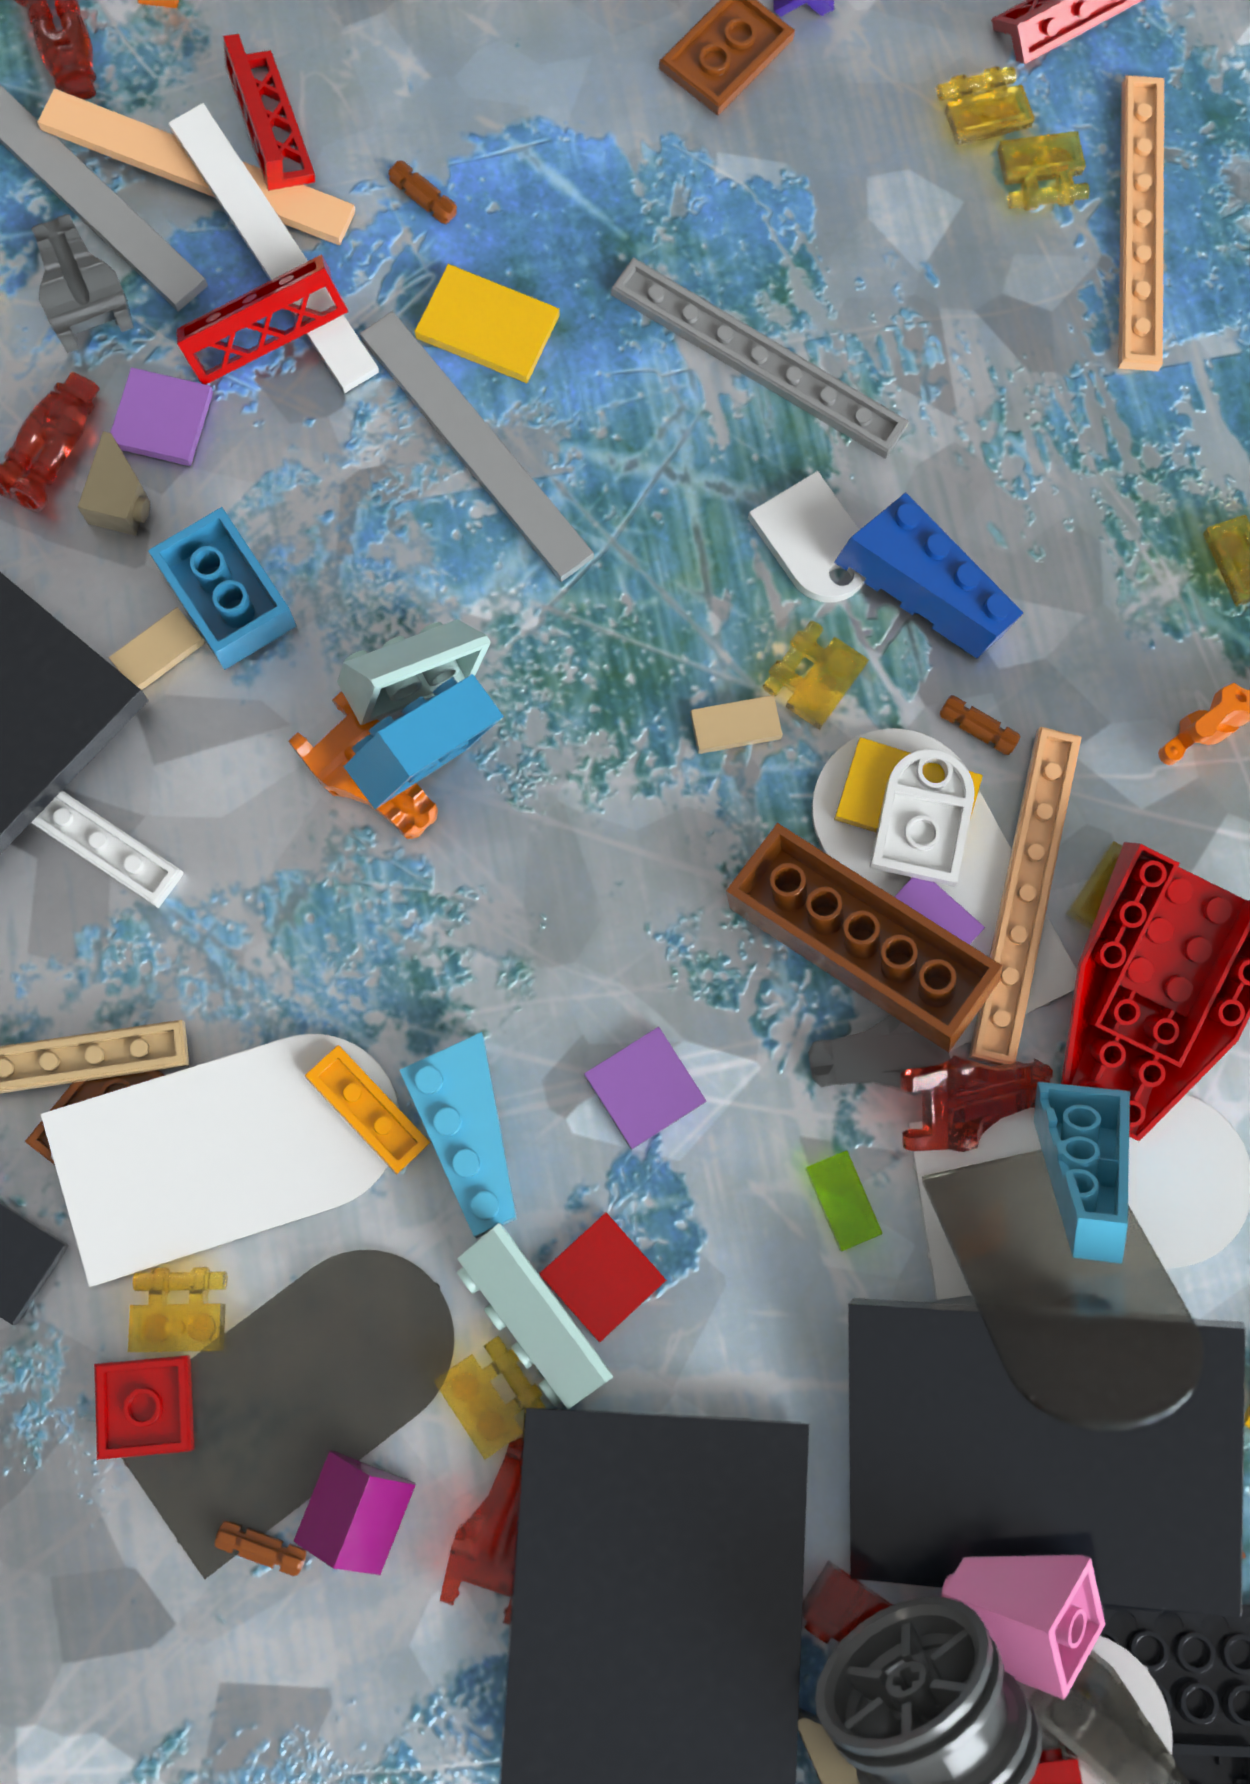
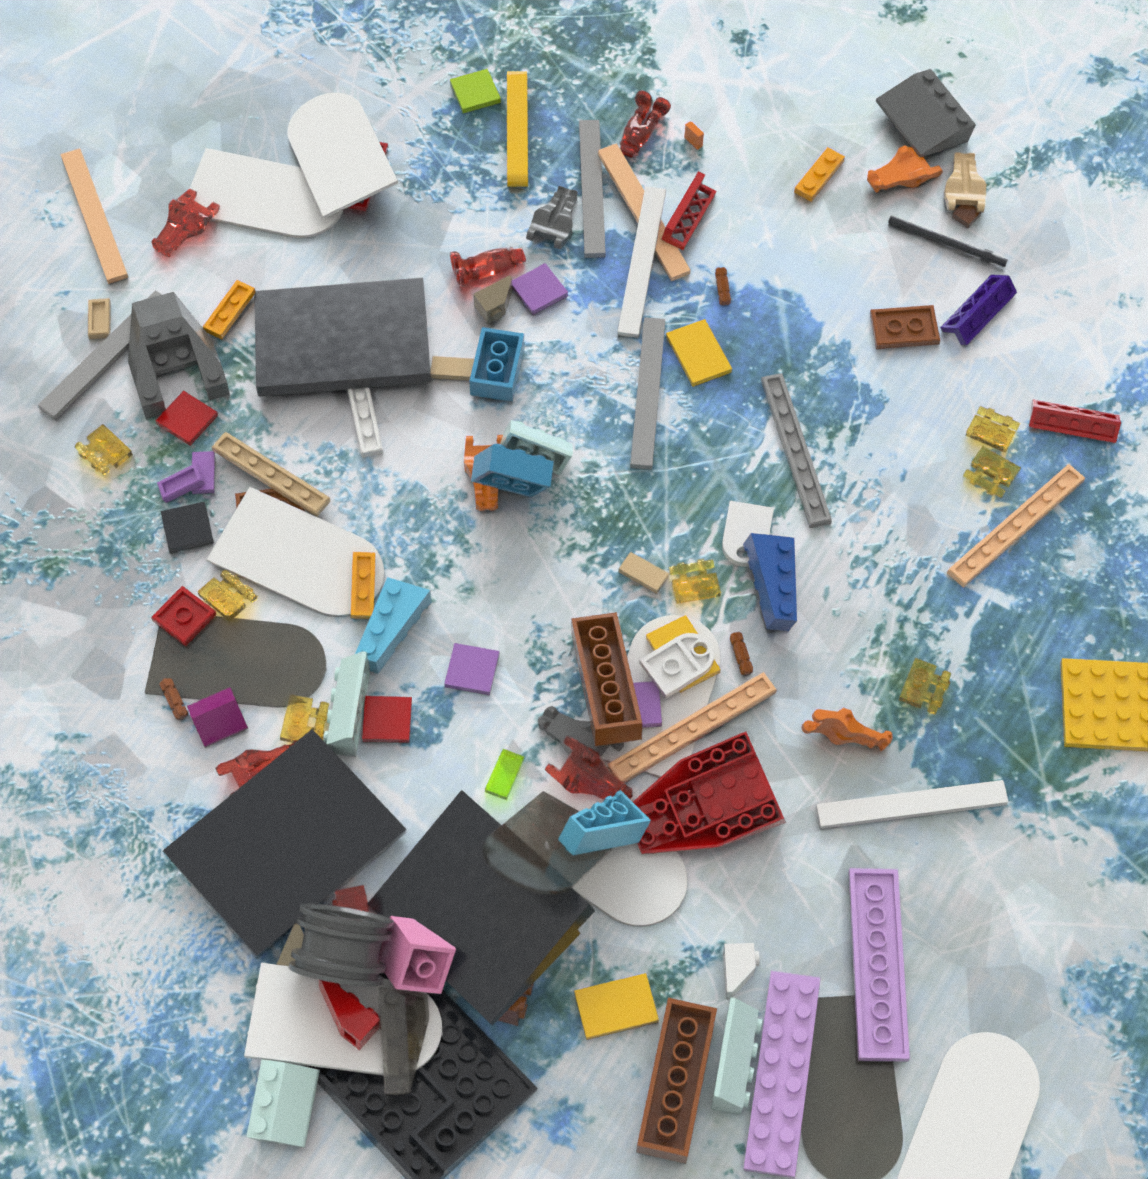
camera: 50 degrees right, 15 degrees down
(254, 306) = (609, 274): red fence -> none

